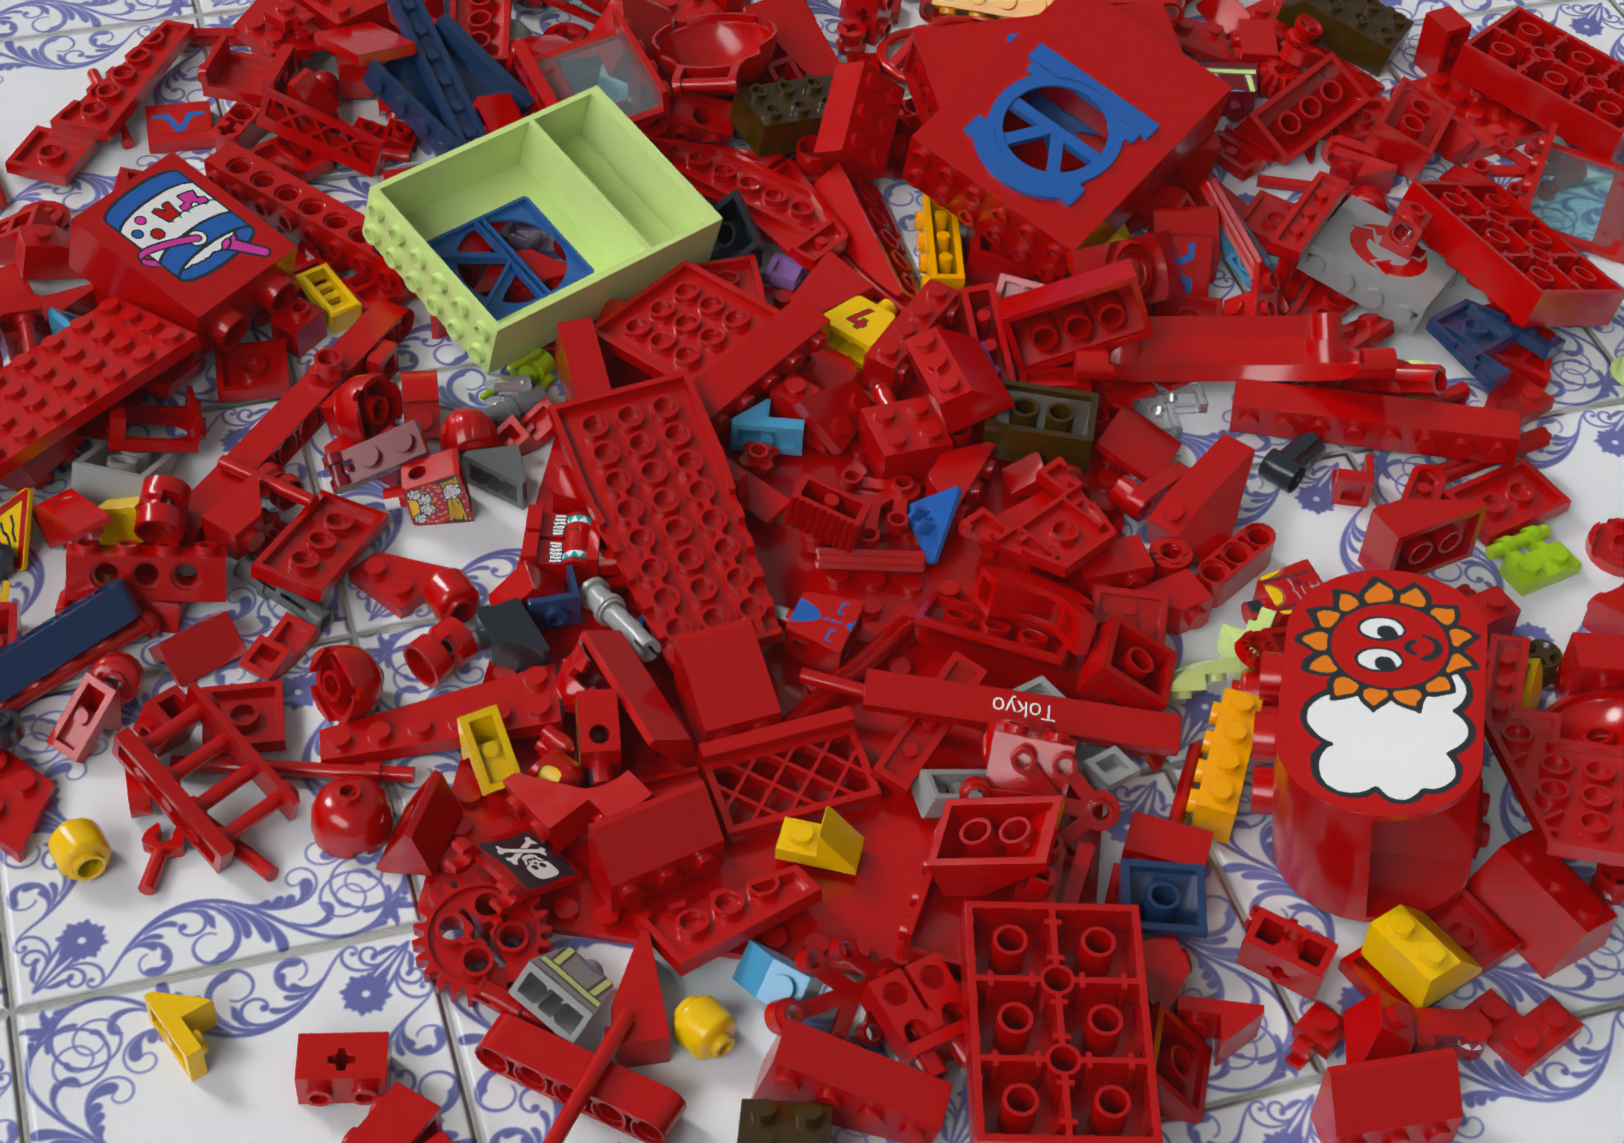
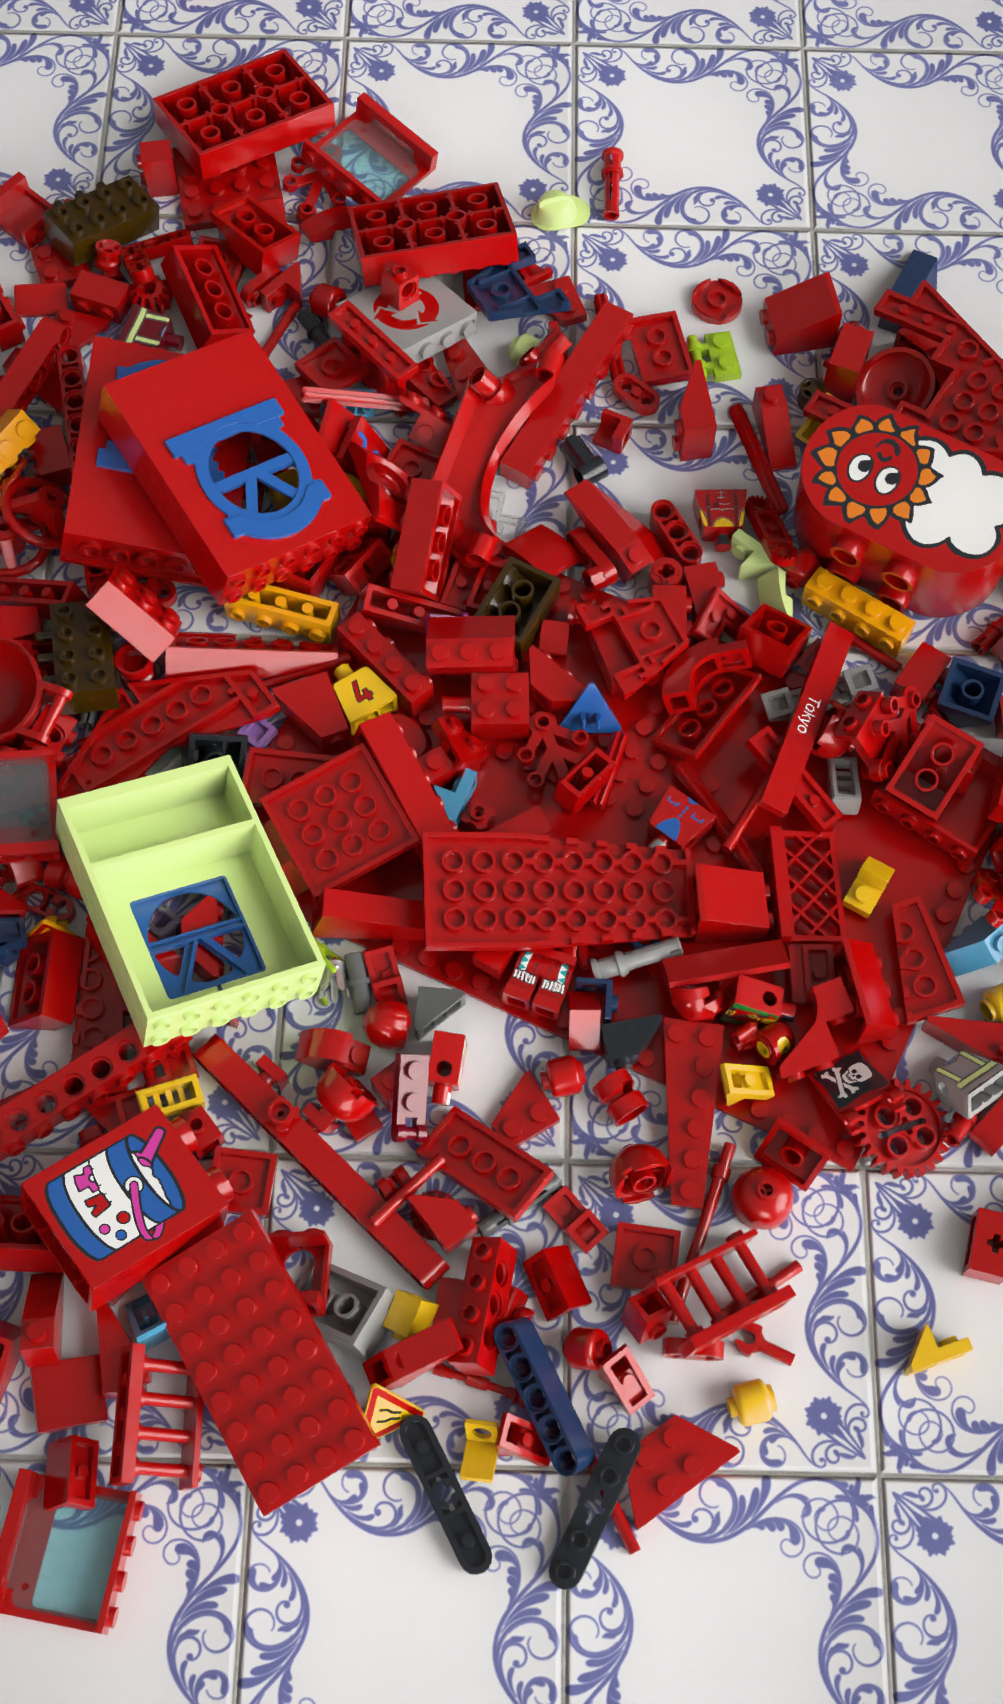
camera: 70 degrees left, 20 degrees up
(162, 509) = (429, 1279): red wheel -> none

